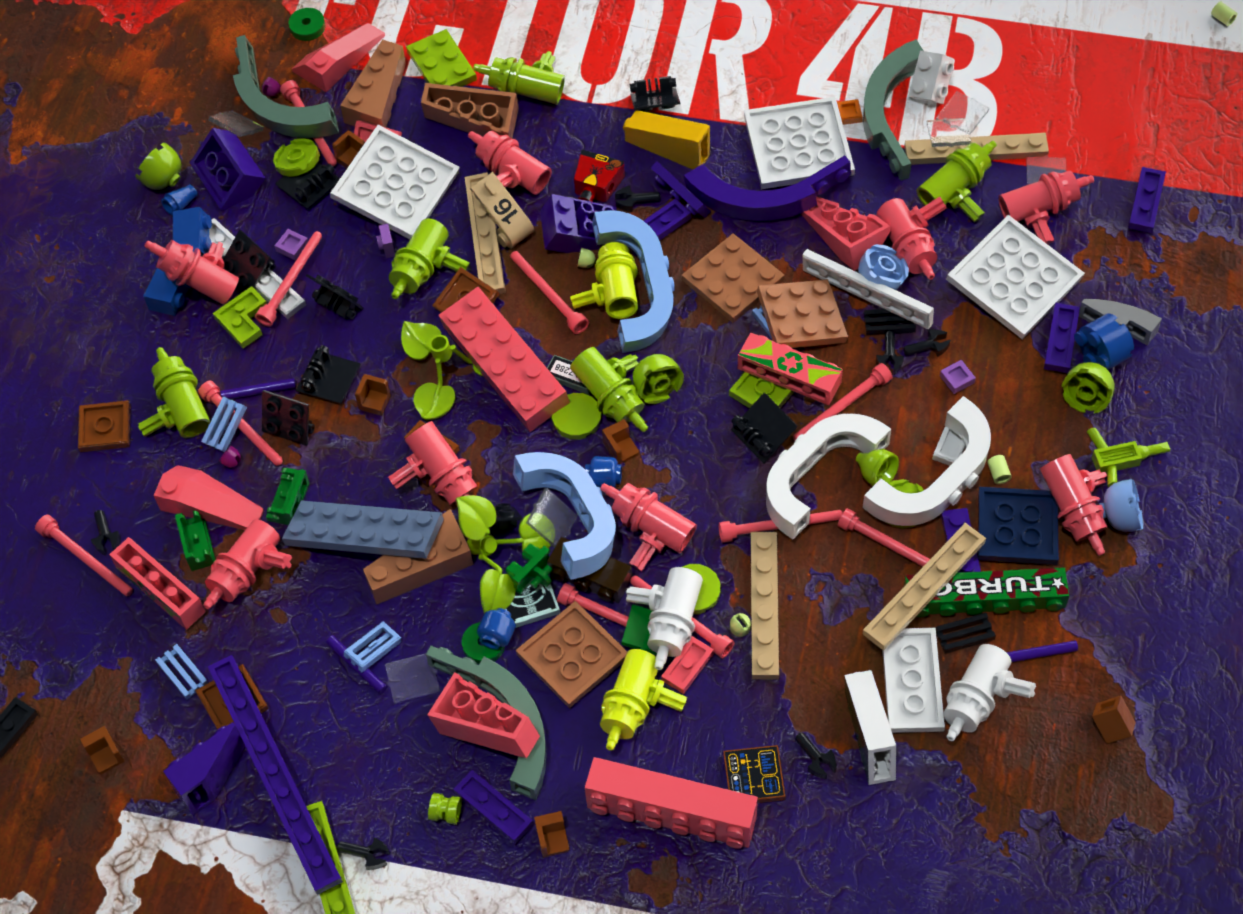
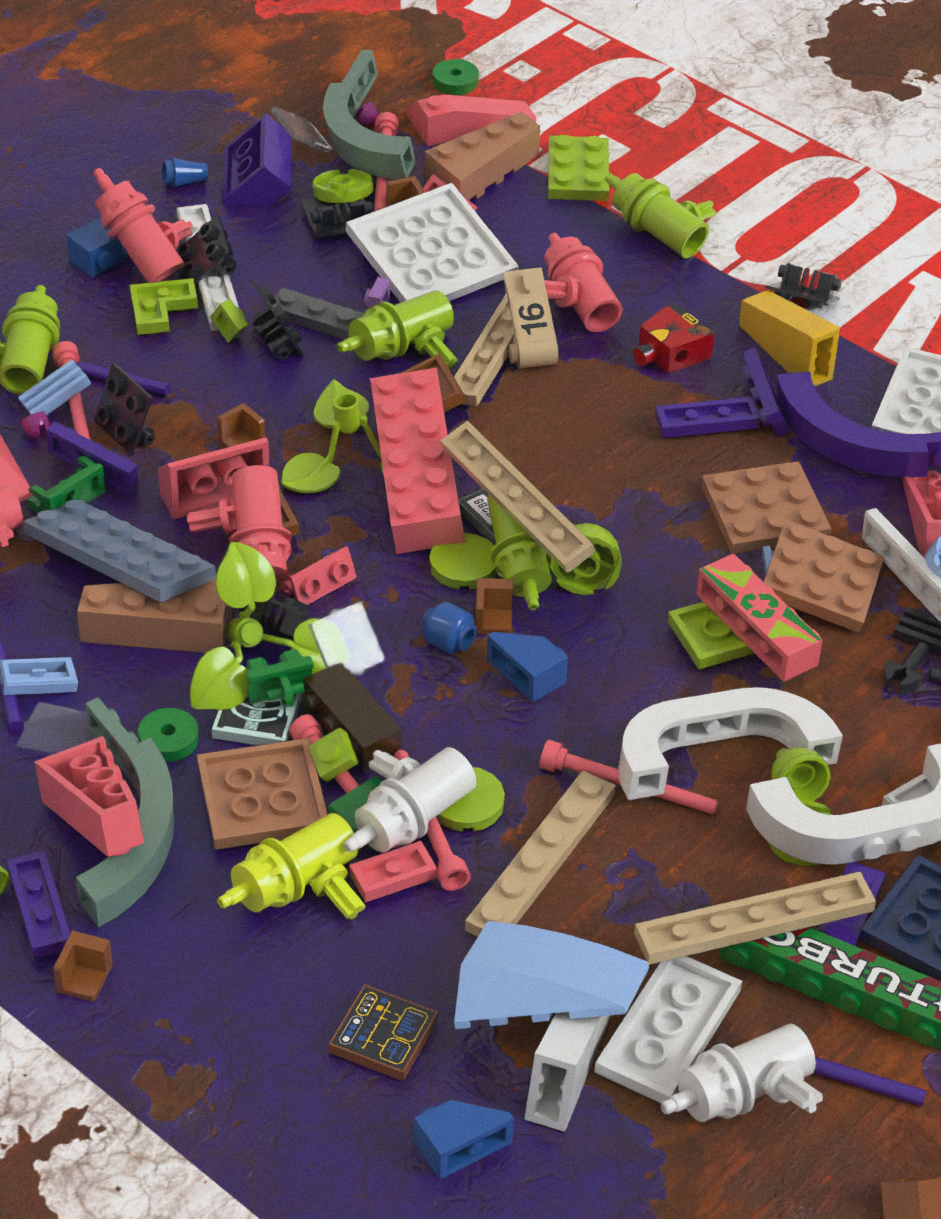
camera: 25 degrees right, 15 degrees down
(160, 168) = (183, 132): lime cylinder -> none
(192, 228) = (172, 196): blue brick -> none
(267, 314) = (188, 310): coral piece -> none
(272, 464) = (69, 445): none -> dark purple plate
(291, 244) = (270, 261): medium lavender plate -> none
(301, 308) = (229, 320): none -> lime plate
(327, 376) = (205, 395): black hinge -> none
(353, 270) = (316, 313): none -> dark grey plate
(380, 438) = (206, 478): none -> coral slope
(471, 108) = (577, 213): nougat wedge -> none
(496, 628) = (189, 719): blue head -> none
(500, 469) = (321, 577): none -> coral hinge
(557, 472) = (378, 682): light blue arch -> none
(569, 223) = (615, 376): dark purple slope -> none
(576, 321) = (537, 467): coral piece -> none
(586, 258) = (597, 412): yellowish green hinge -> none
(597, 361) = (518, 496): none -> tan plate
(600, 605) = (333, 754): none -> lime plate
(616, 276) = (618, 438): neon yellow piece -> none
(632, 198) = (696, 376): black bar -> none
(639, 236) = (634, 504): light blue arch -> none
(657, 521) = (465, 698): coral piece -> none
(668, 472) = (528, 662): none -> blue slope
(671, 803) = (251, 1000): coral brick -> none
(736, 627) = (485, 862): yellowish green hinge -> none
(763, 427) = (681, 666): black hinge -> none
(816, 757) = (479, 1053): black bar -> none
(835, 693) = (541, 973): none -> light blue wedge
(843, 819) = (460, 1134): none -> blue slope
(851, 522) = (719, 817): coral piece -> none
(879, 376) = (876, 683): coral piece -> none
(964, 623) = (782, 1005): black tile -> none

